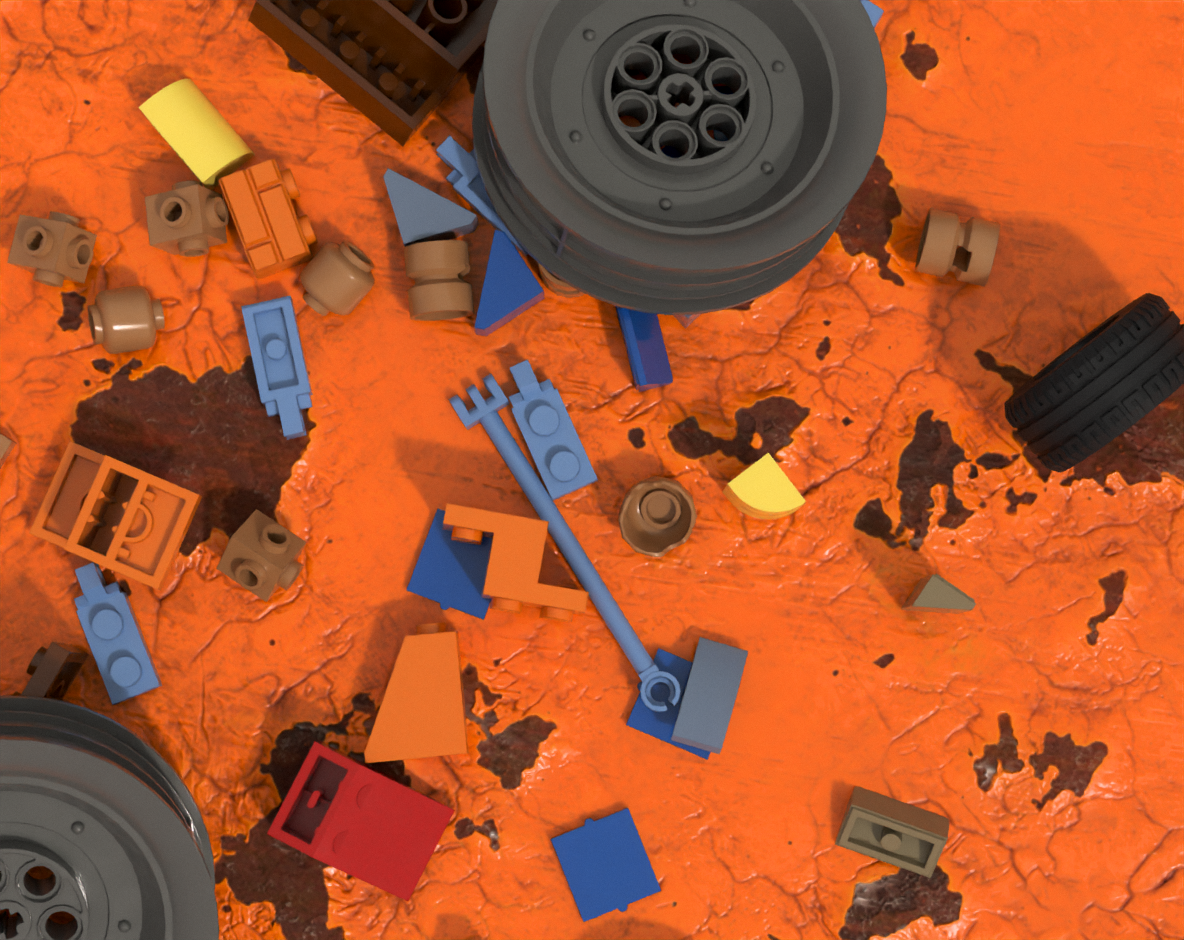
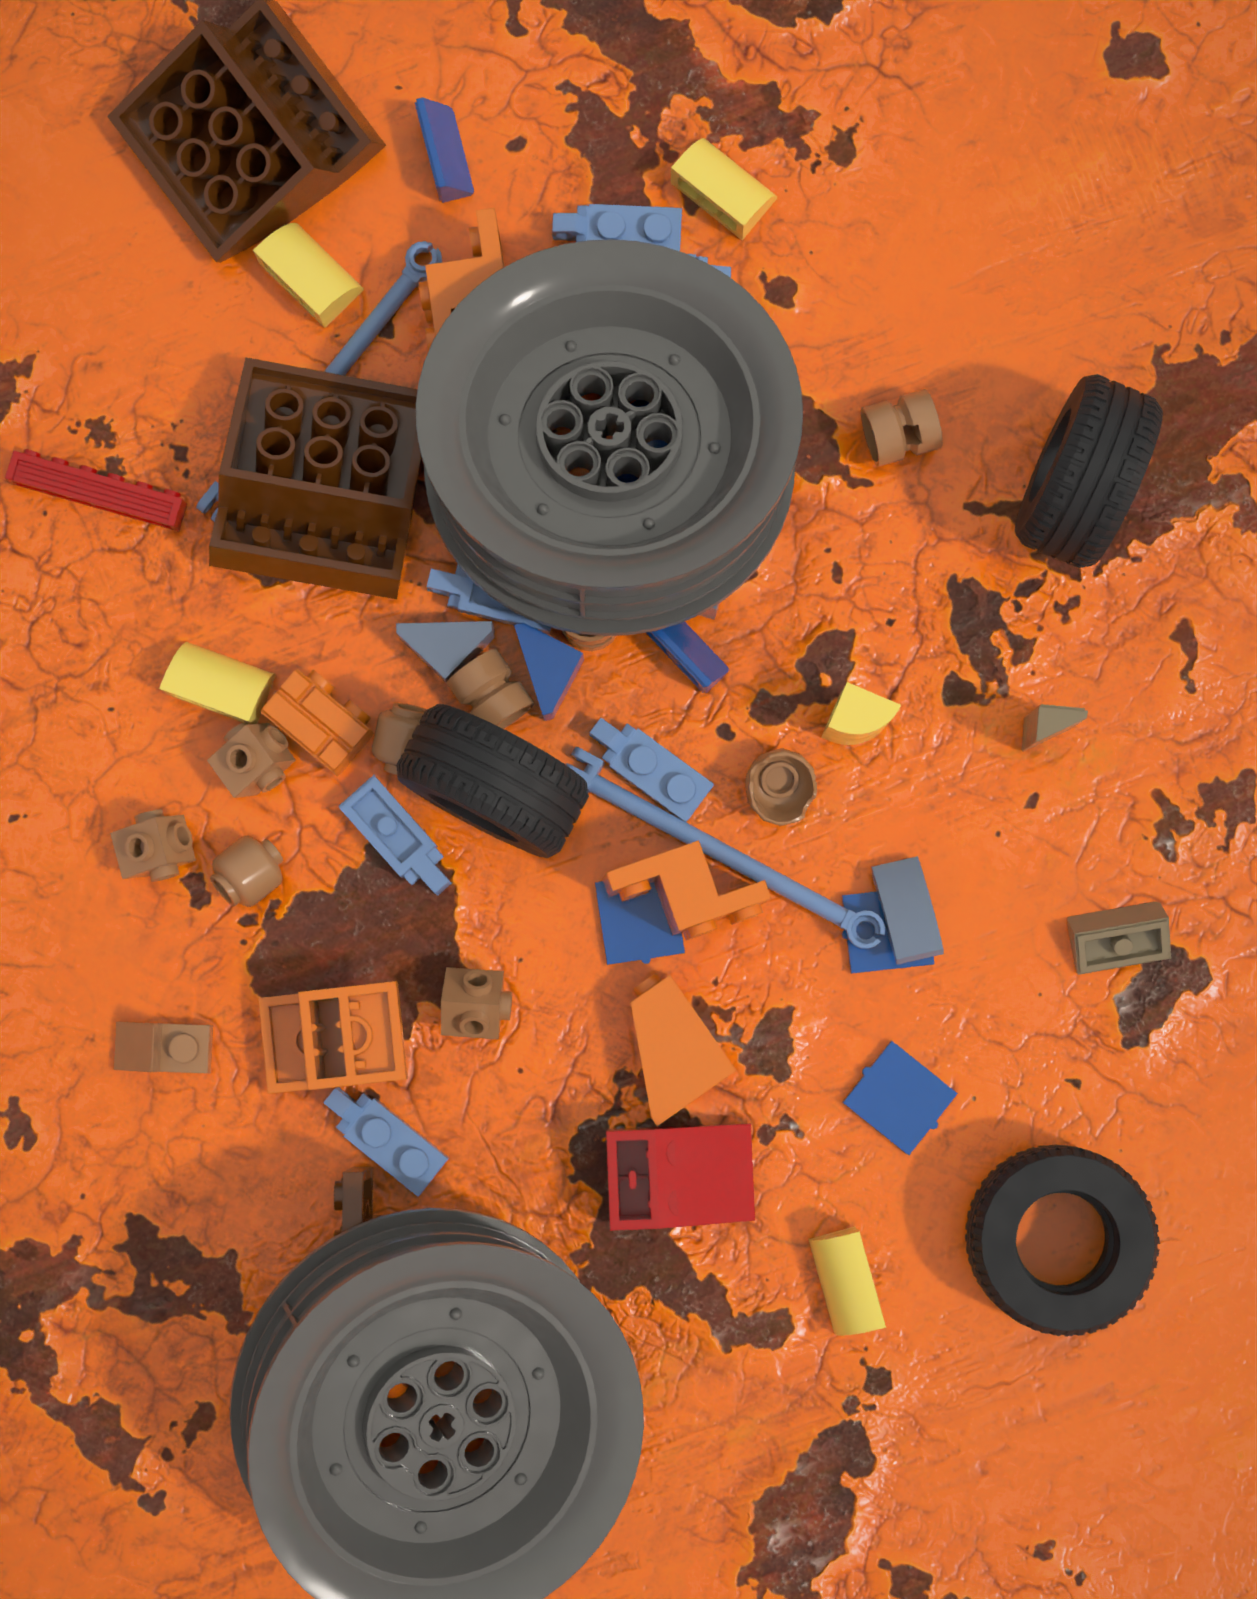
camera: 25 degrees left, 0 degrees up
(391, 360) = (492, 780): none -> black tyre

